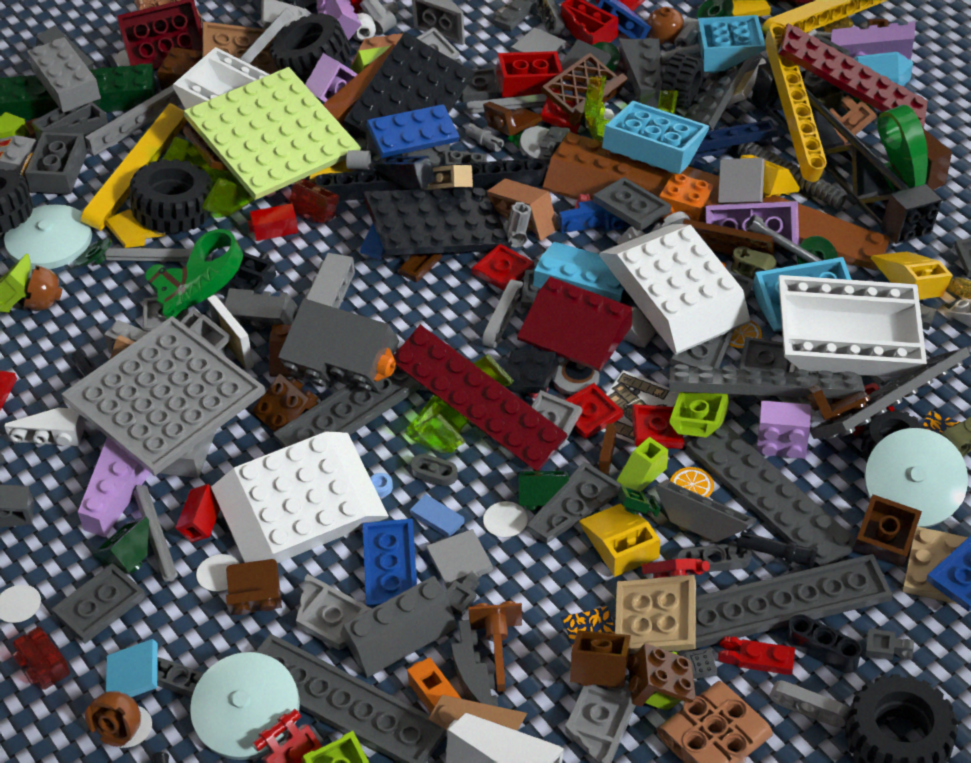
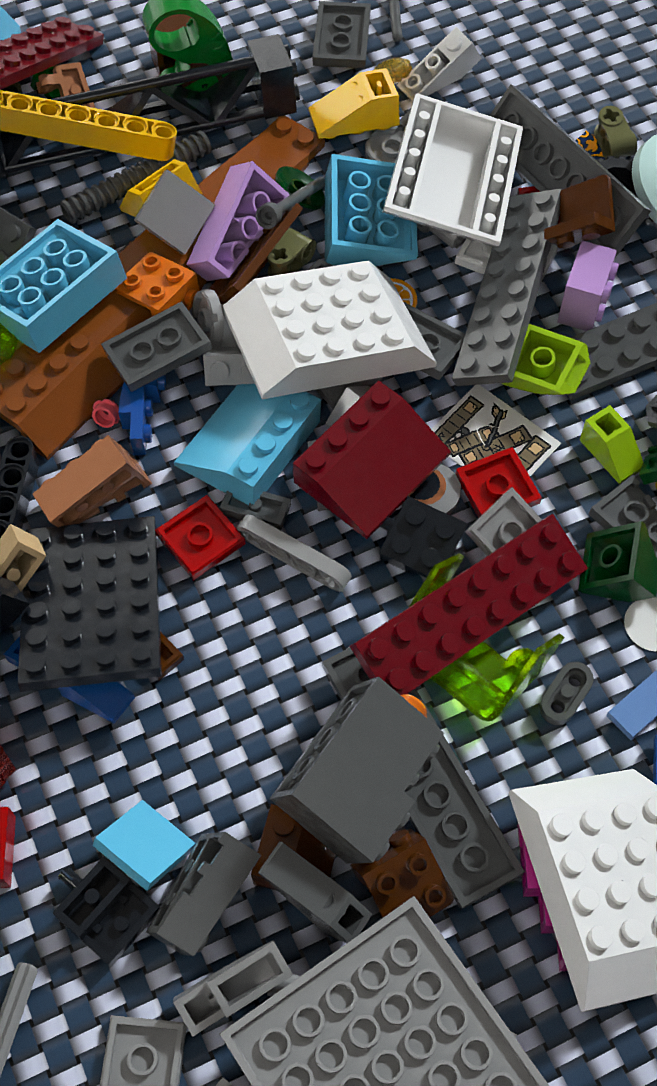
camera: 80 degrees left, 15 degrees up
(198, 514) = (608, 1041): red brick -> none
(200, 278) = (120, 997): green animal -> none
(240, 342) = (221, 952): tile -> none
(265, 349) = (315, 894): none -> dark grey slope
(286, 277) = (144, 844): none -> medium azure tile
(332, 280) = (181, 786): light grey brick -> none
(382, 484) = (574, 766): light blue tile -> none
(517, 224) = (134, 494): light grey piece -> none
(607, 449) = (571, 479): reddish brown tile -> none
(655, 423) = (539, 419): red plate -> none
(694, 480) = (629, 403): light orange sticker -> none
(729, 138) = (57, 193): dark blue fence -> none
(763, 355) = (445, 285): dark grey tile -> none

